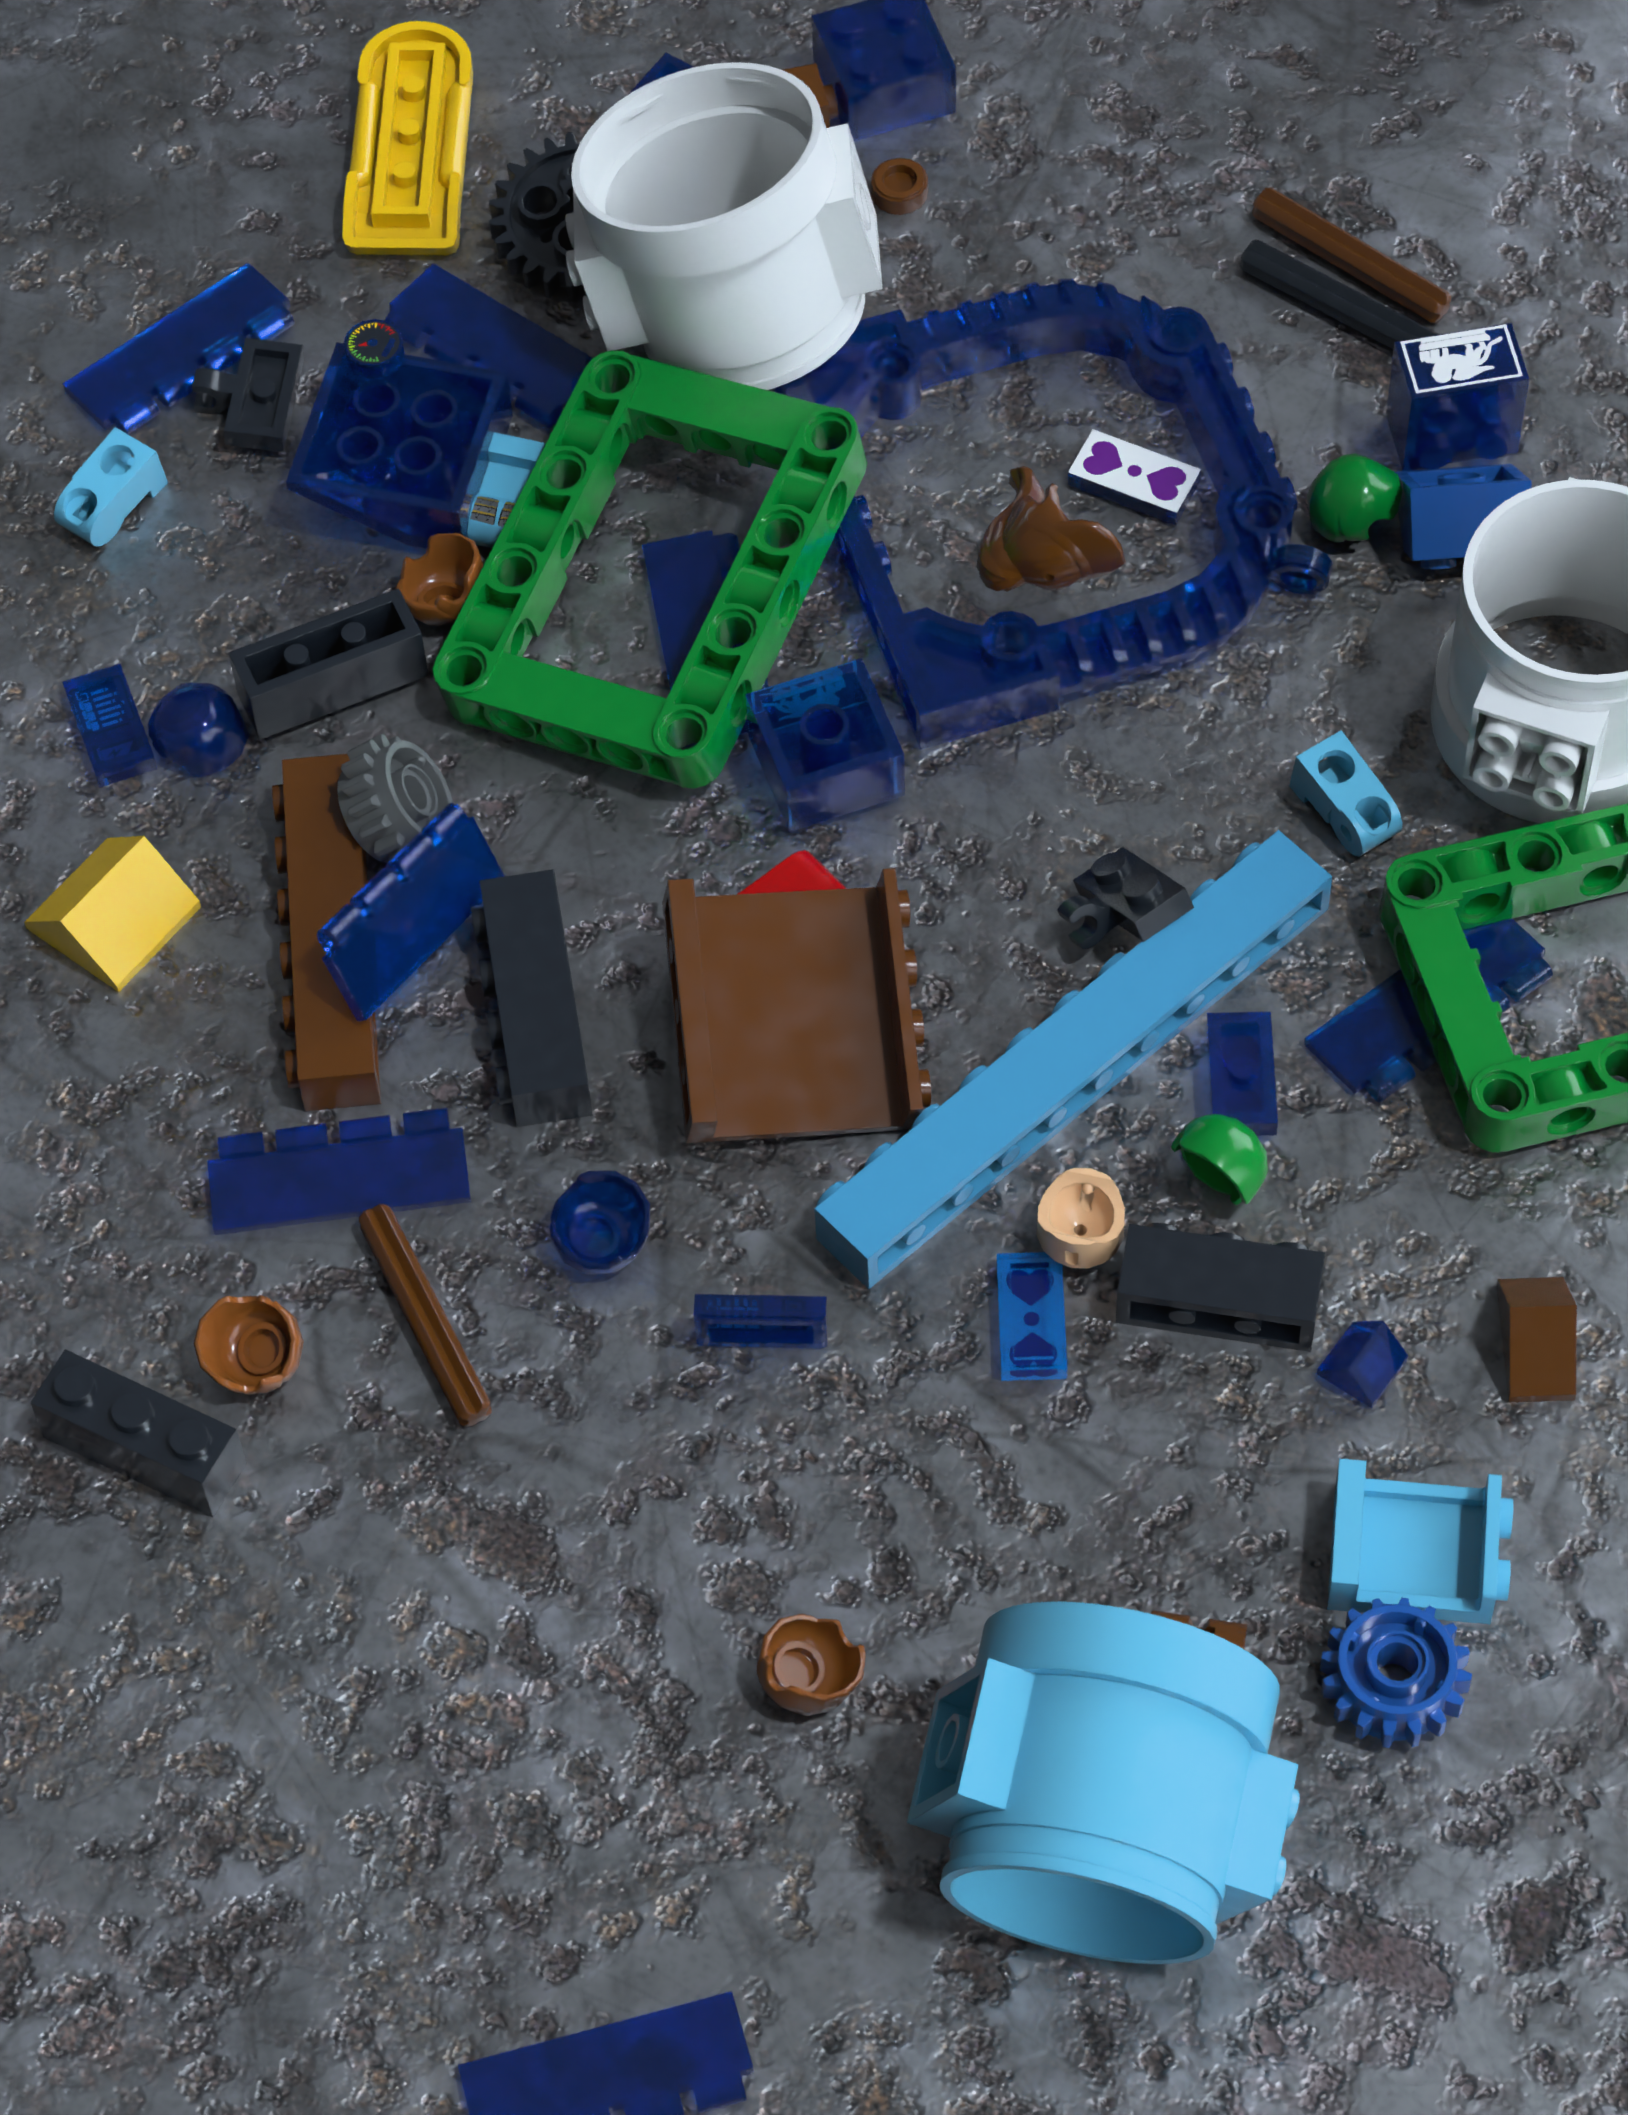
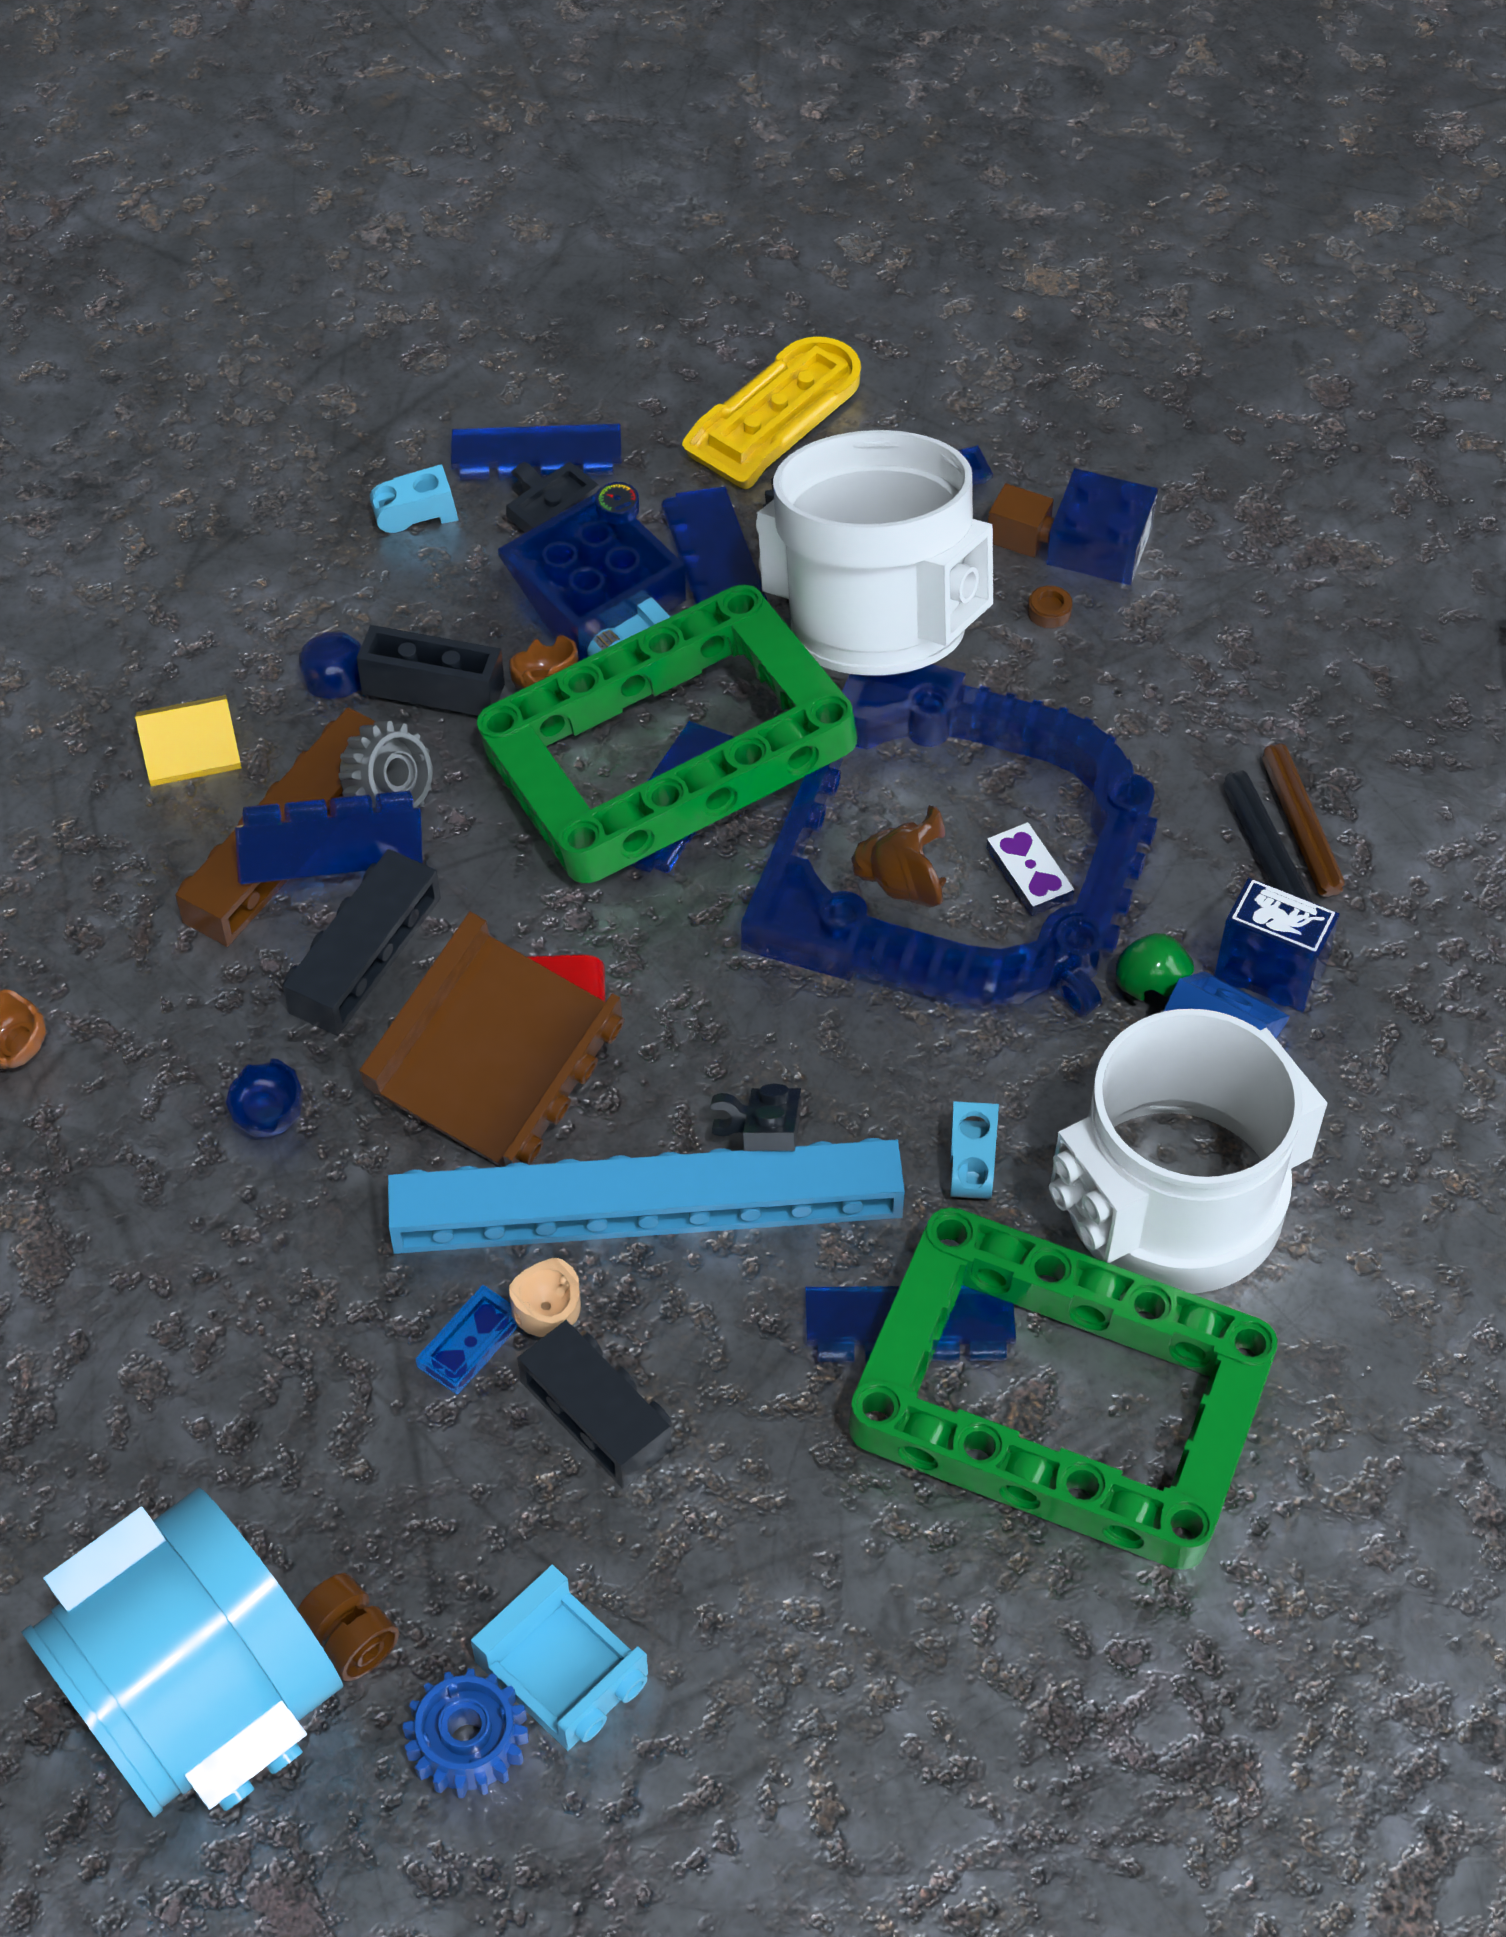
camera: 35 degrees right, 5 degrees down
(110, 725) = (290, 627): clear blue tile -> none
(327, 1181) = (153, 970): clear blue windscreen -> none
(425, 1315) = (124, 1085): reddish brown axle -> none
(761, 1321) = (302, 1224): clear blue tile -> none
(809, 1664) = (122, 1451): dark orange hair -> none
(825, 744) = (670, 903): clear blue brick -> none
(1224, 1155) = (671, 1321): green hair -> none
(1243, 1069) = (739, 1280): clear blue plate -> none
(1364, 1361) = (645, 1520): clear blue slope -> none
(1538, 1338) = (769, 1585): reddish brown slope -> none

